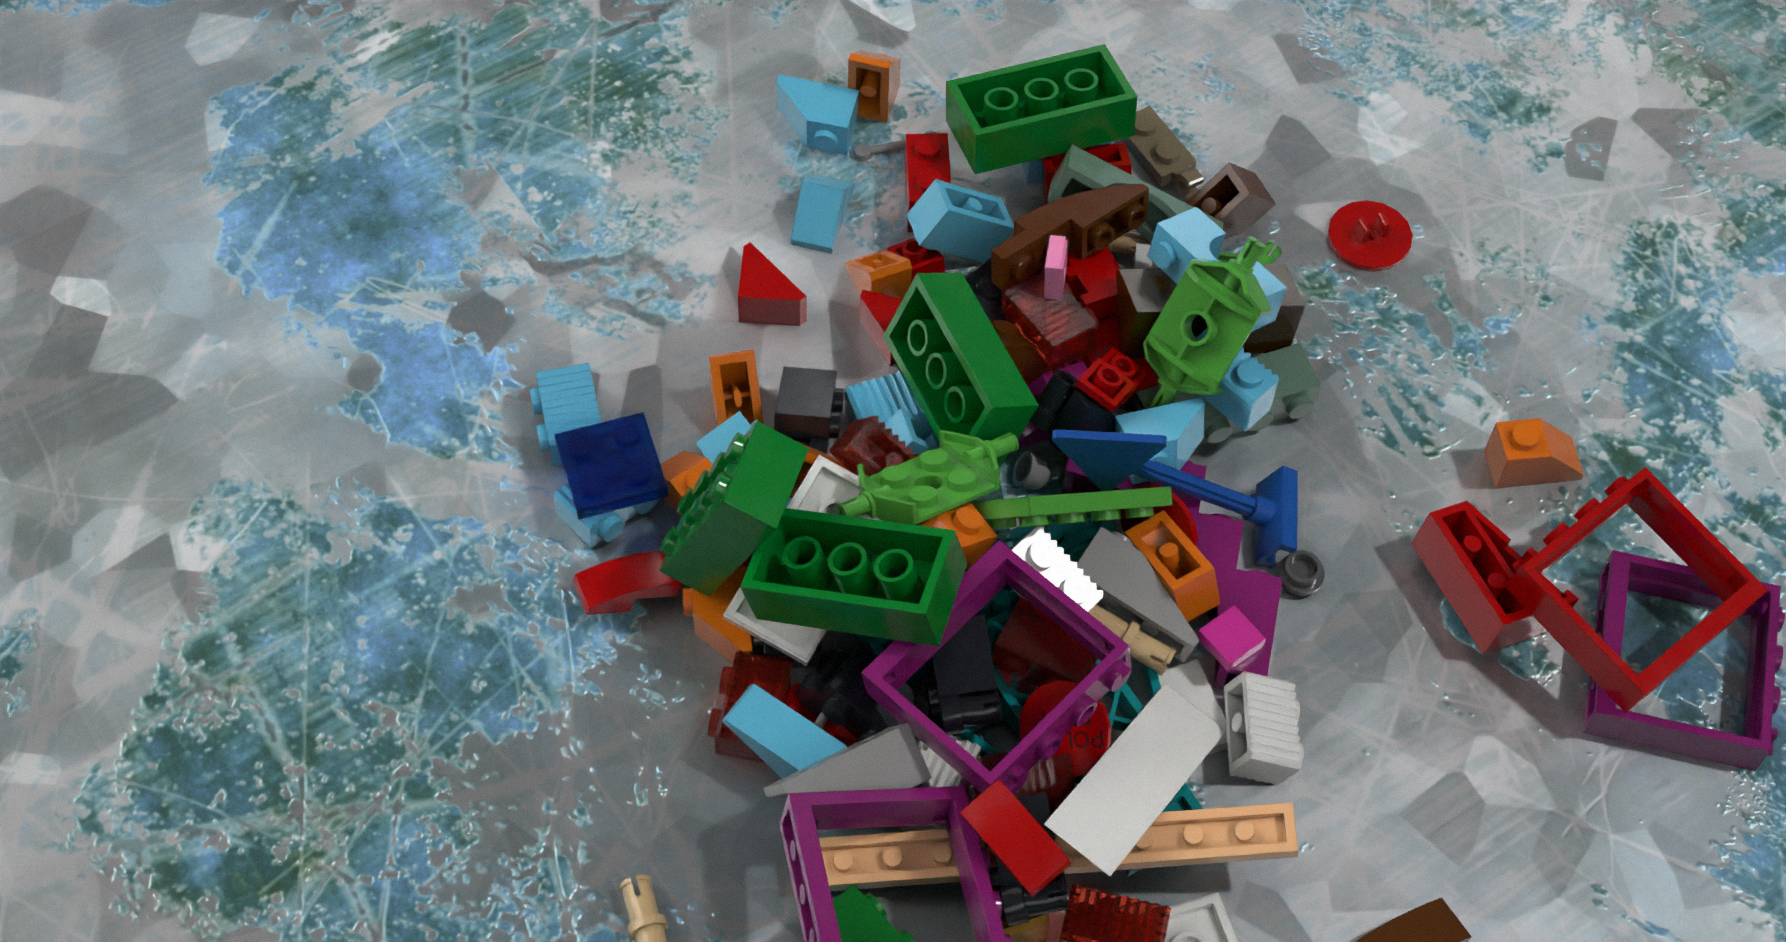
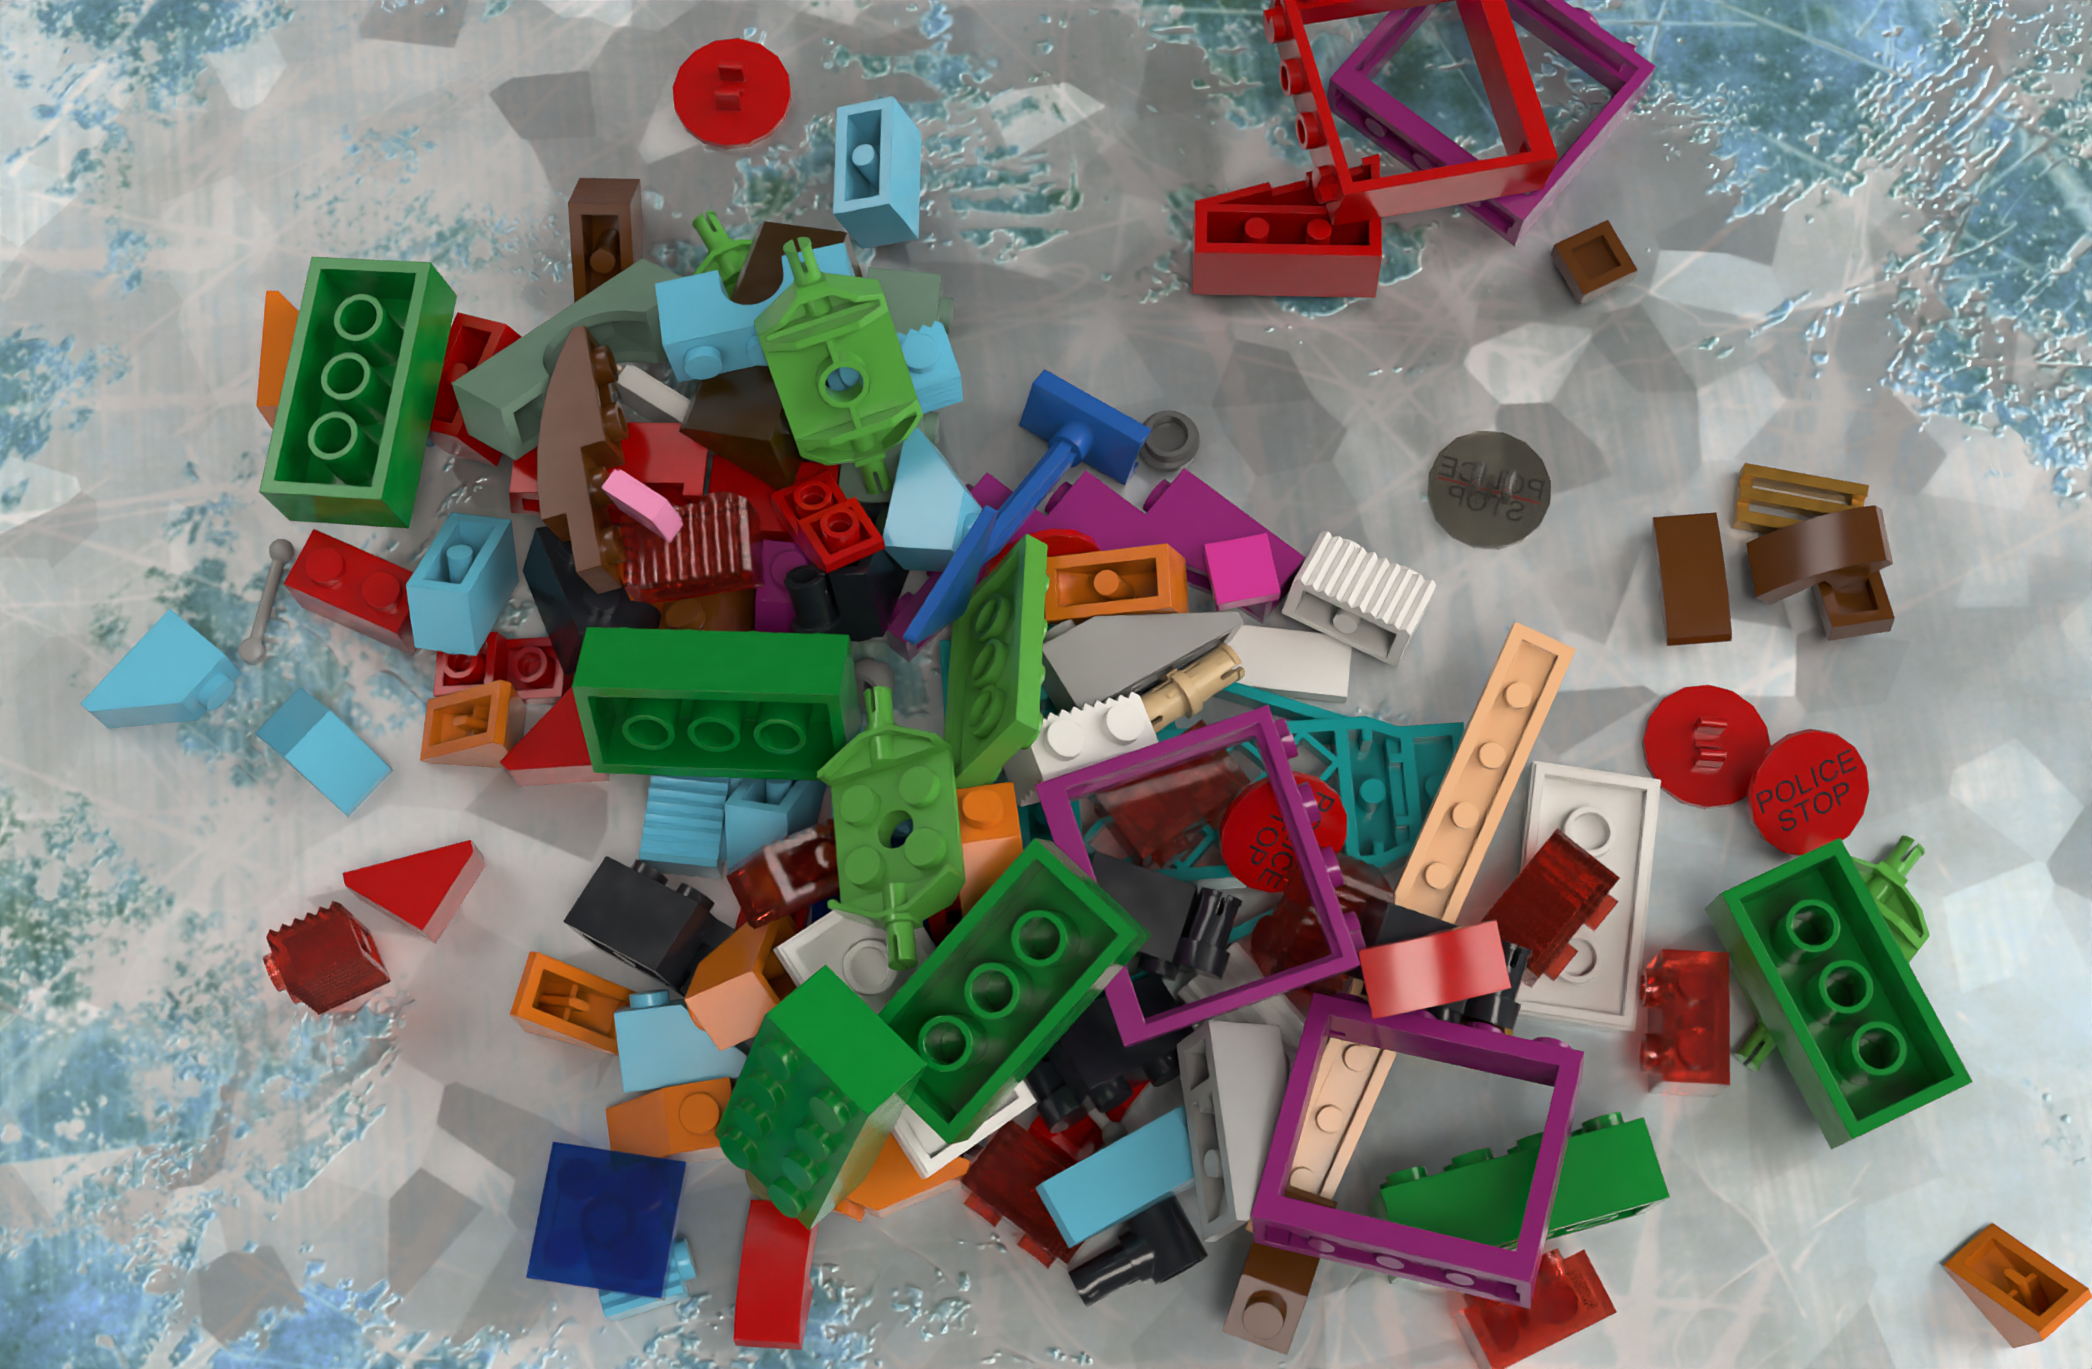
camera: 60 degrees left, 15 degrees up
(567, 403) = (469, 1237): medium azure brick -> none
(694, 256) = (325, 959): none -> clear red brick
(743, 787) = (1153, 1248): none -> black pin
(757, 869) = (1273, 1289): none -> reddish brown slope
(877, 81) = (159, 578): orange slope -> none
(1135, 779) = (1392, 784): white sticker -> none
(1163, 154) = (488, 270): dark tan plate -> none
(1366, 324) = (877, 172): none -> medium azure brick
(1396, 788) = (1489, 490): none -> clear smoke piece
(1531, 454) = (1145, 93): orange slope -> none
(1603, 781) = (1594, 262): none -> reddish brown plate

